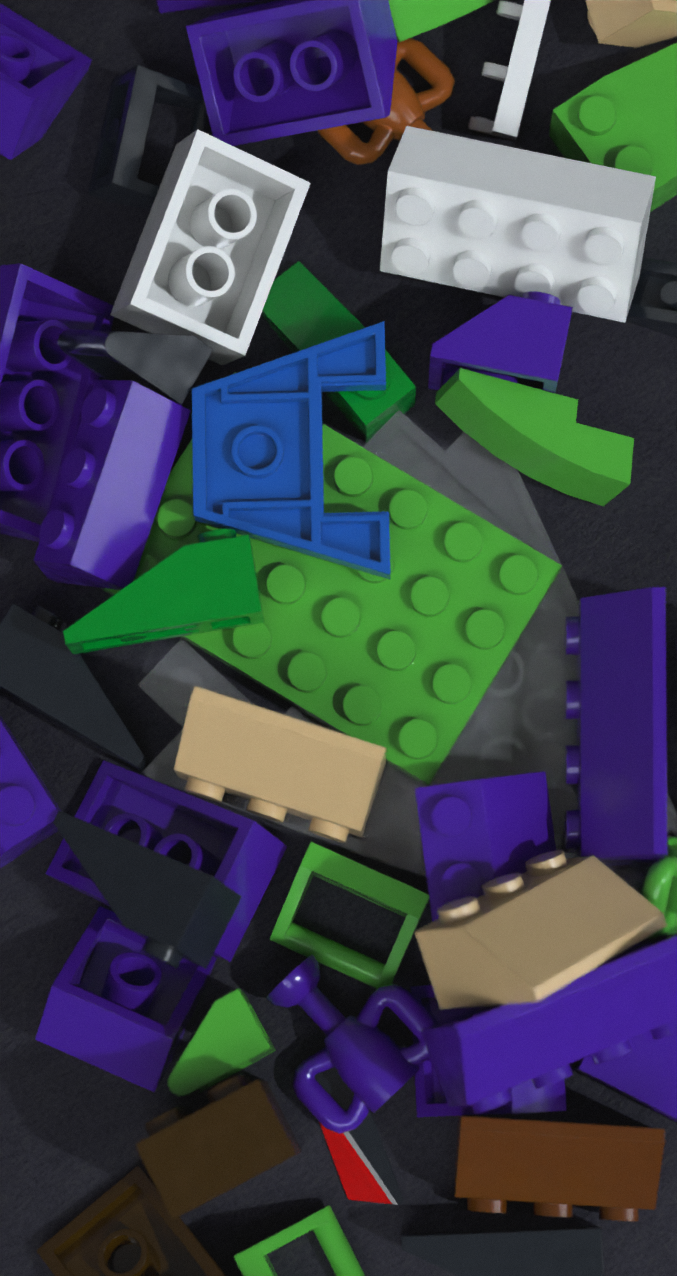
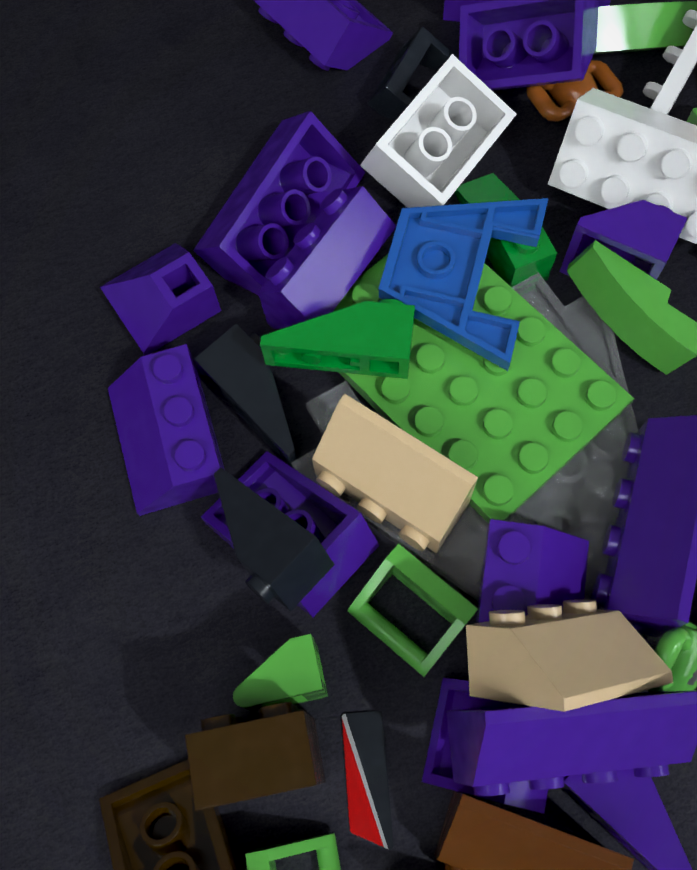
camera: 15 degrees right, 10 degrees down
(121, 1004) = (223, 625): dark purple slope -> none
(156, 361) = (383, 181): black tile -> none
(355, 1046) = (390, 713): dark purple piece -> none

